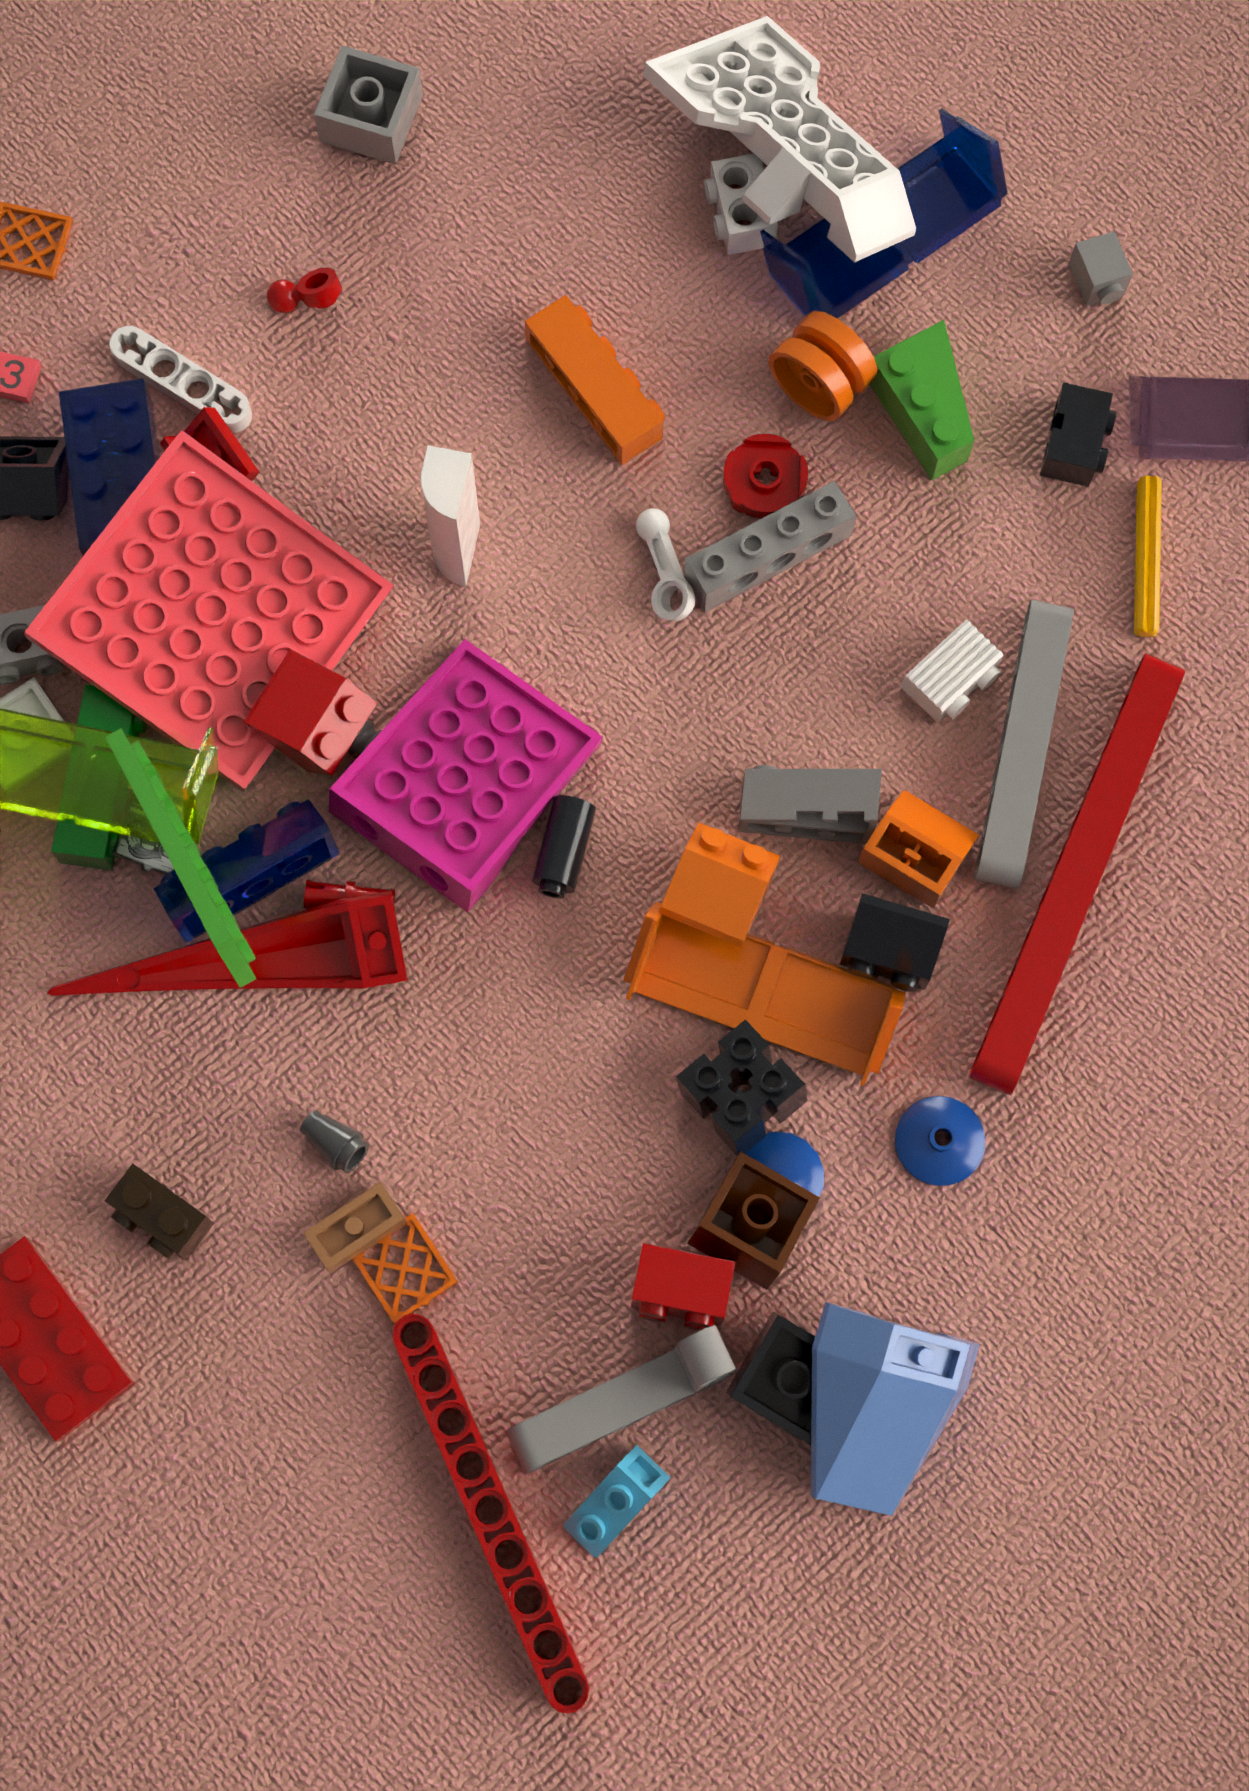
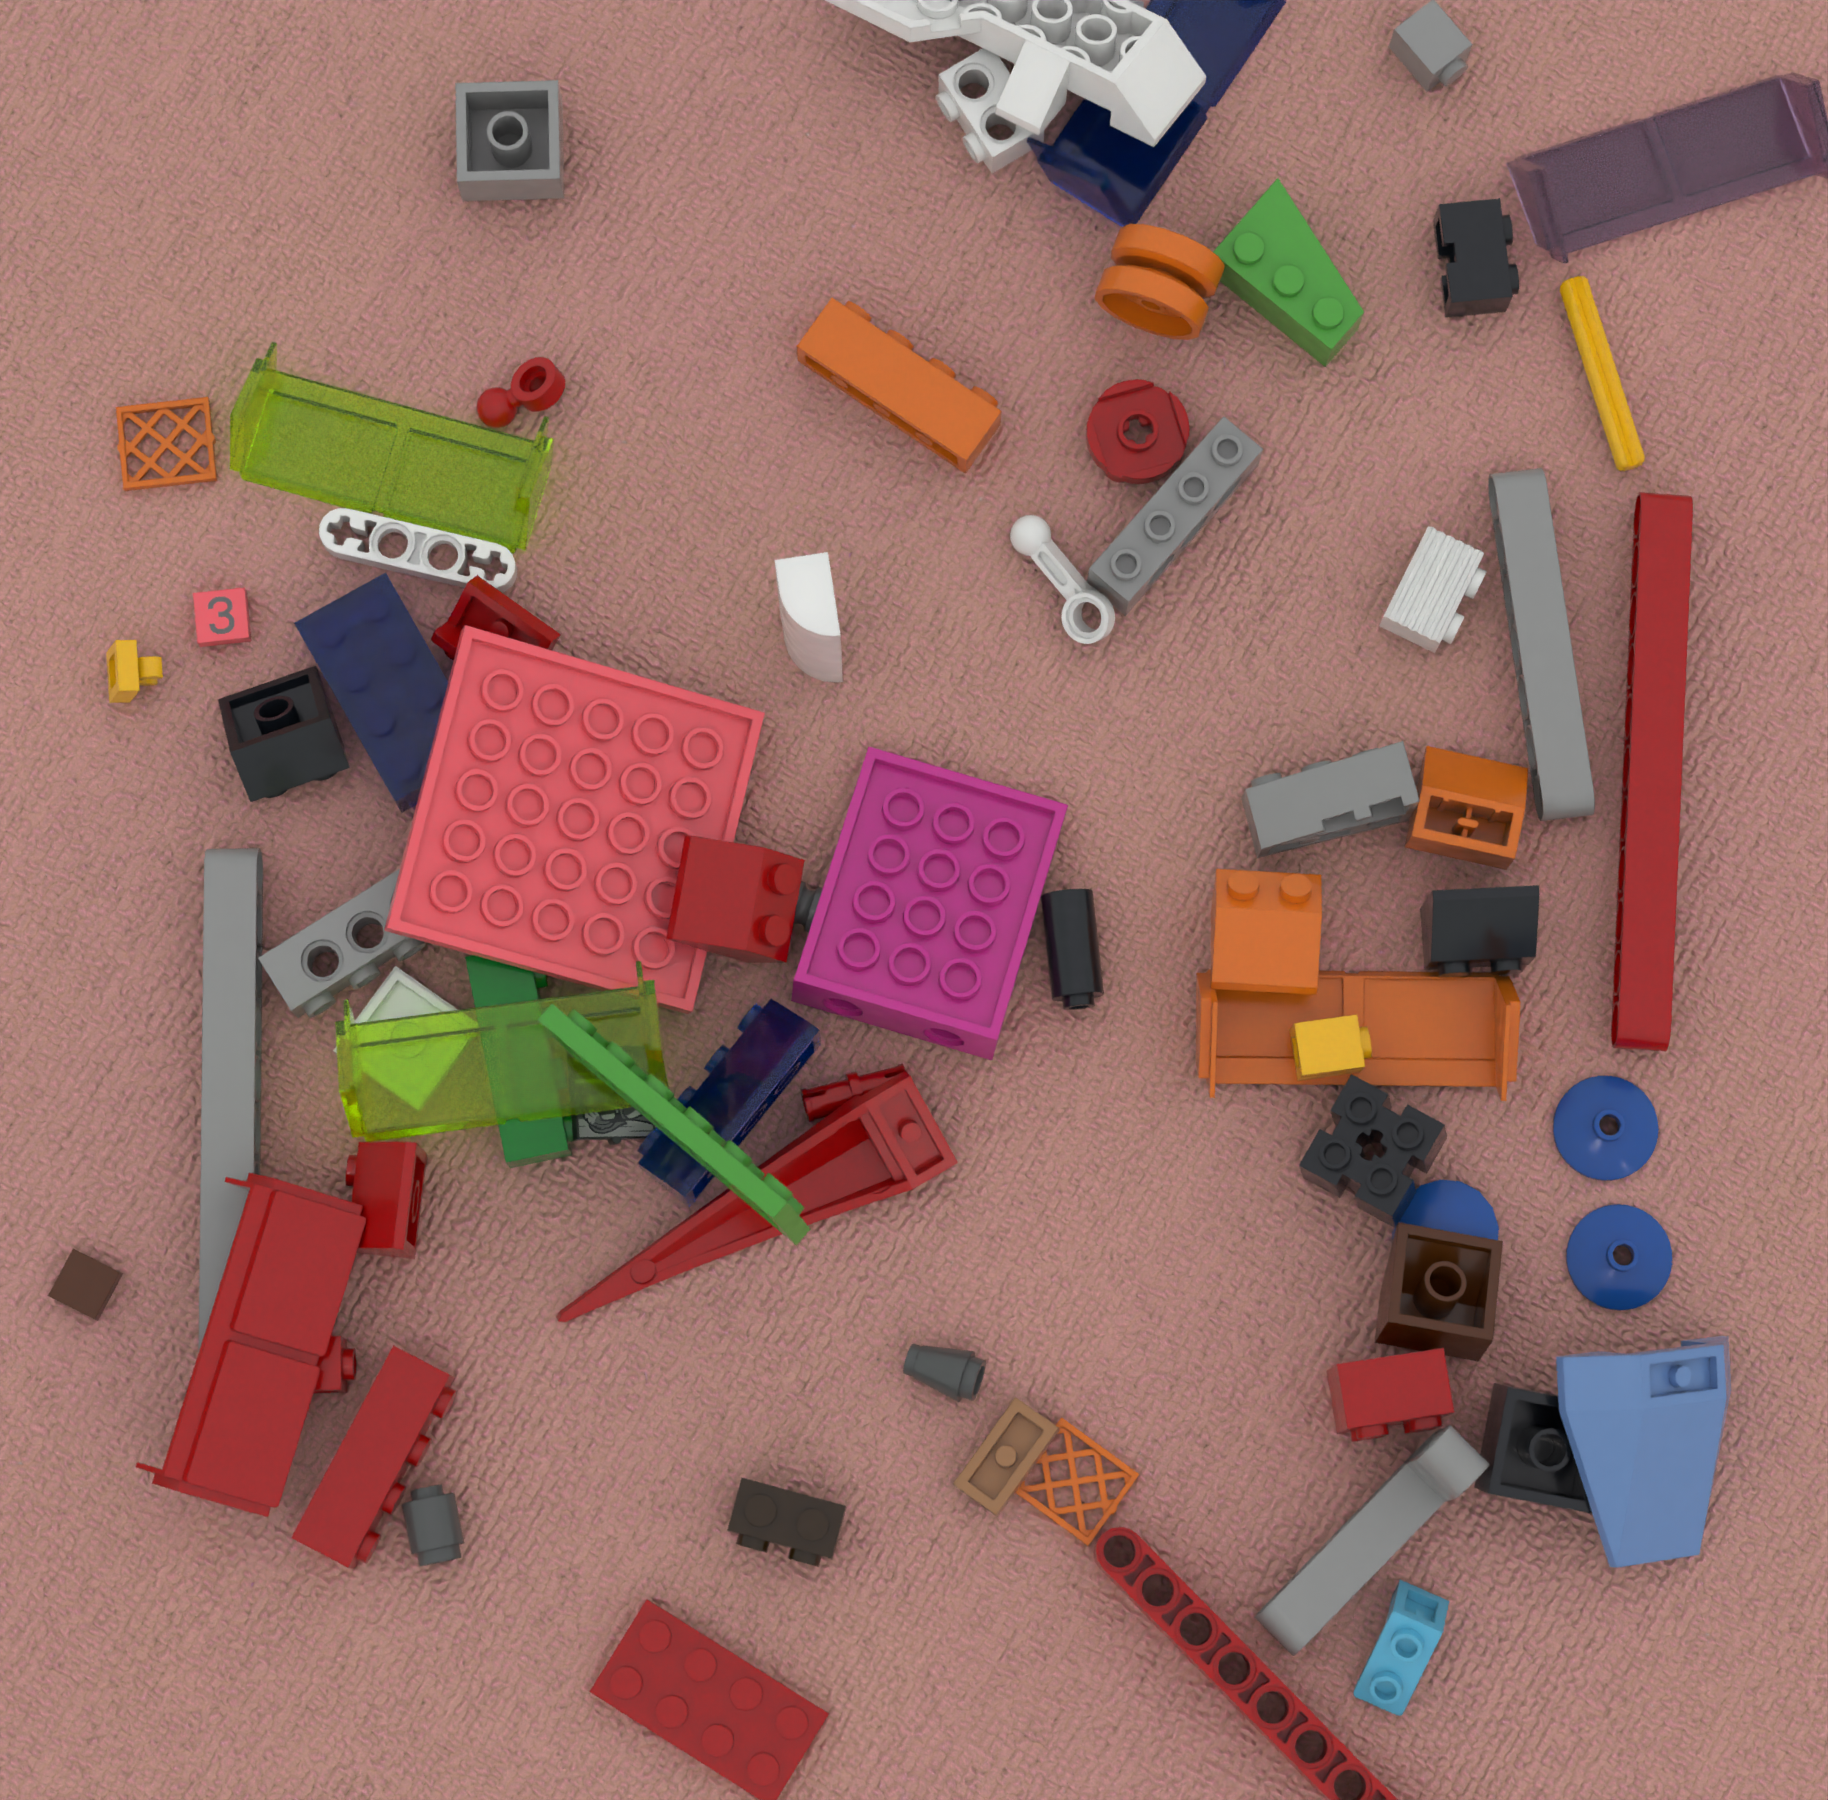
camera: 20 degrees left, 5 degrees up
(183, 301) = (387, 457): none -> clear neon green piece
(738, 994) = (1329, 1047): none -> yellow brick
(900, 1267) = (1600, 1276): none -> blue dish

